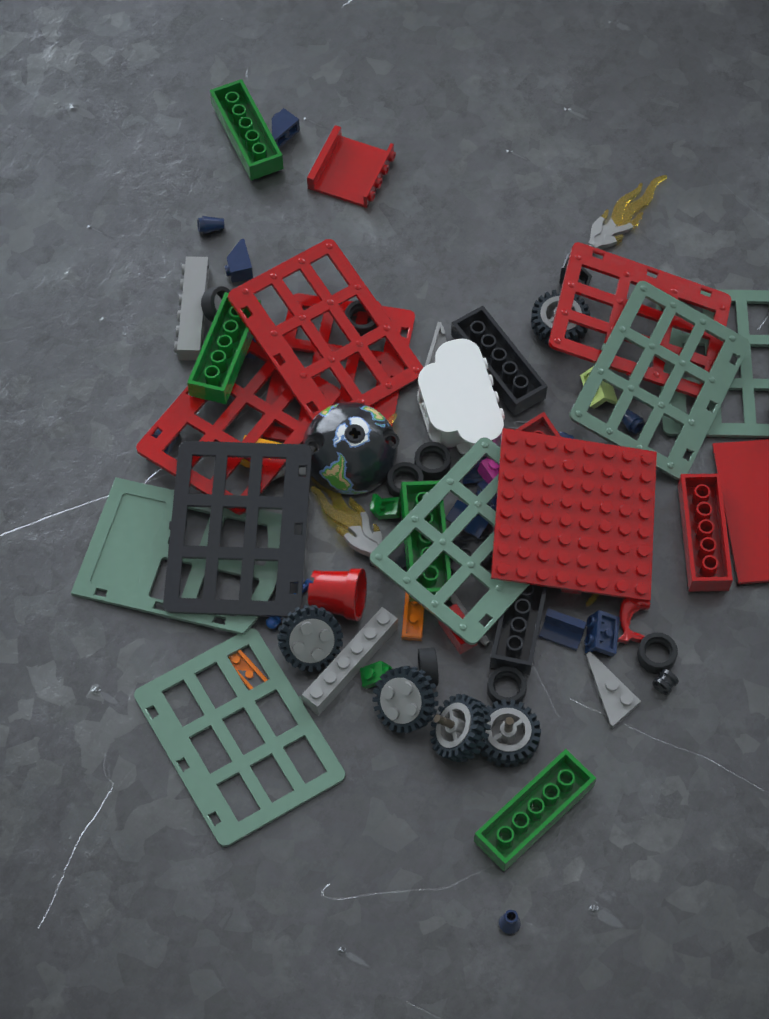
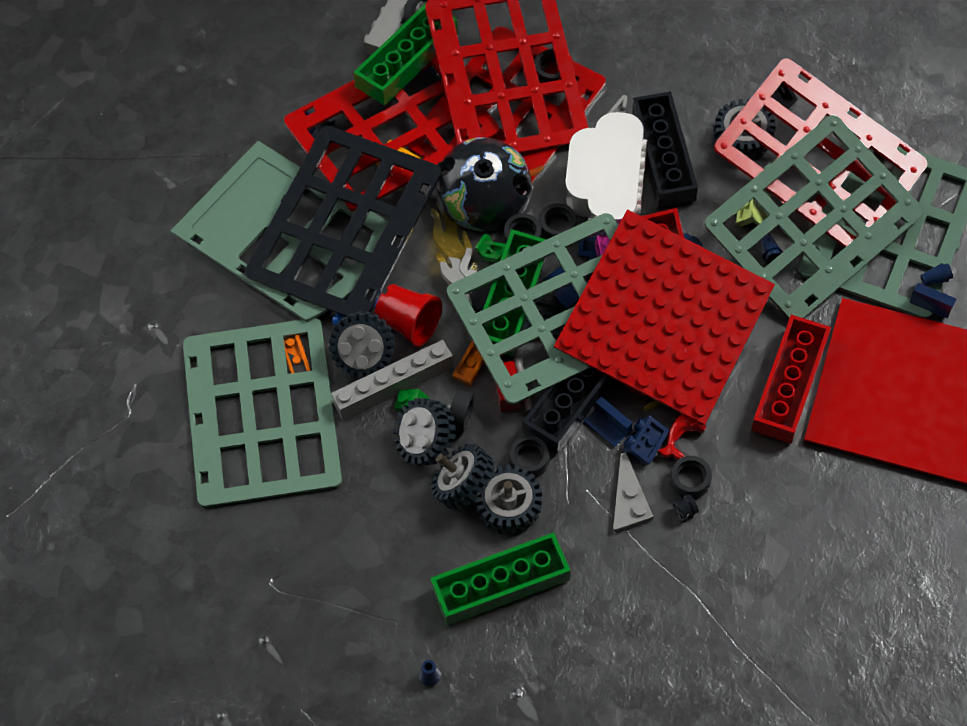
camera: 25 degrees right, 0 degrees up
(620, 223) = (850, 57): piece -> none

